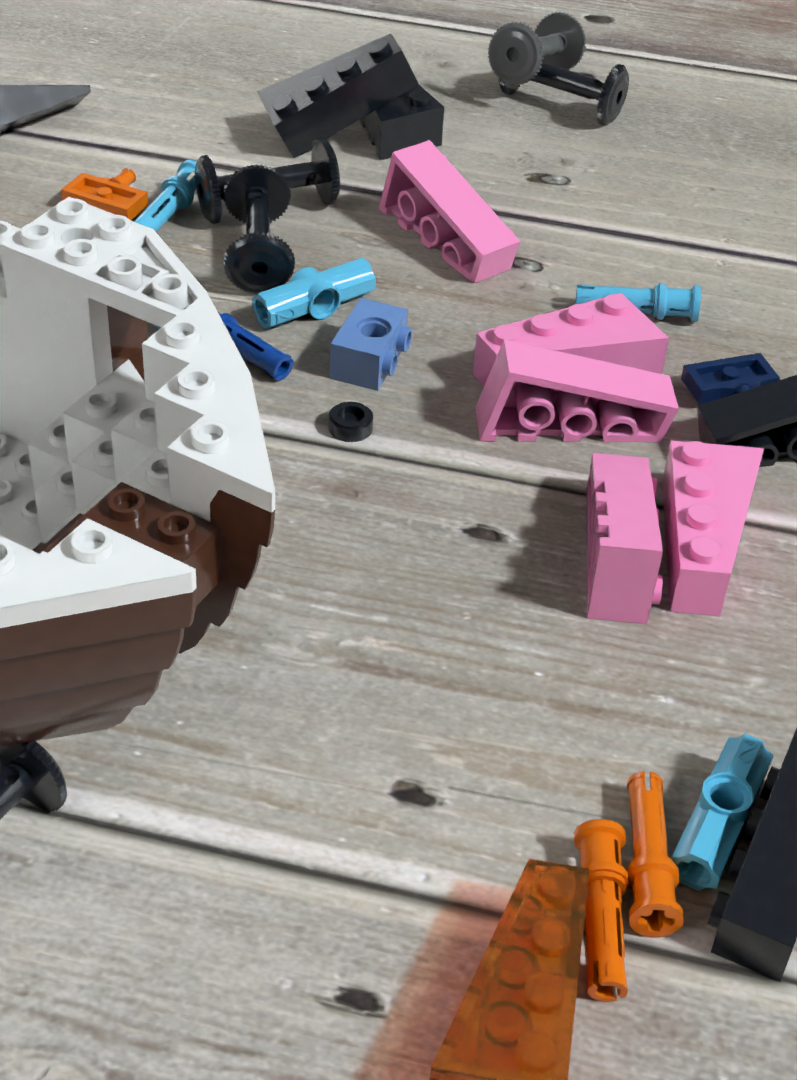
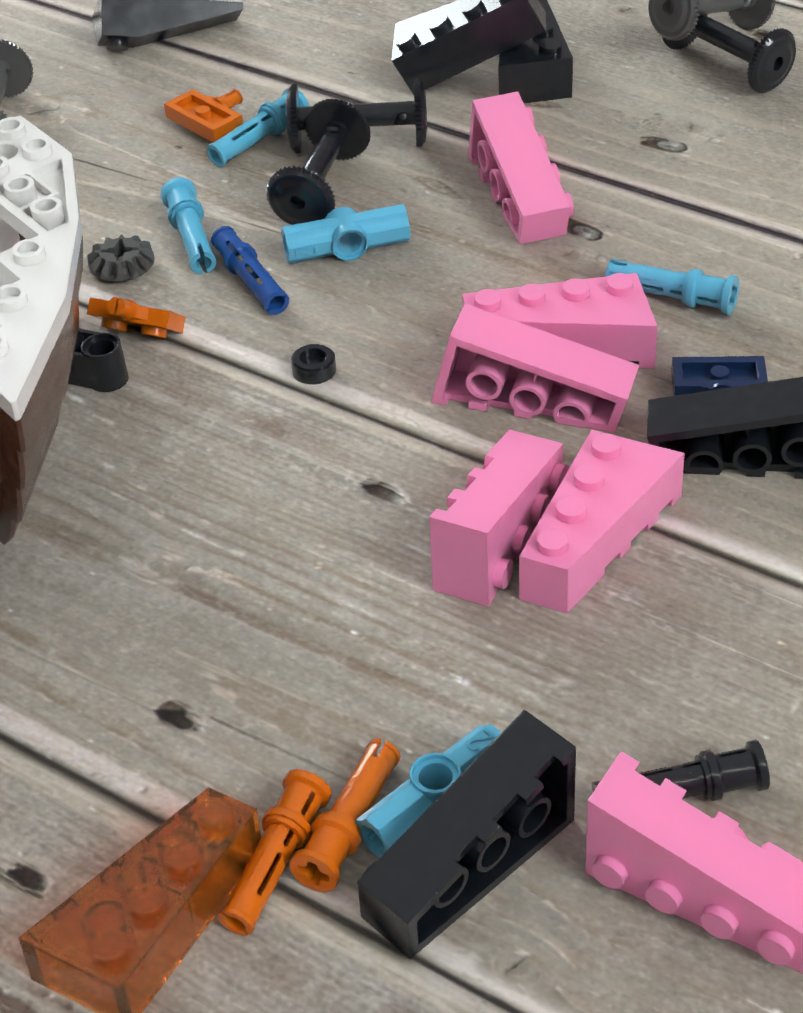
camera: 25 degrees right, 0 degrees up
(369, 344) = (367, 290): medium blue brick -> none

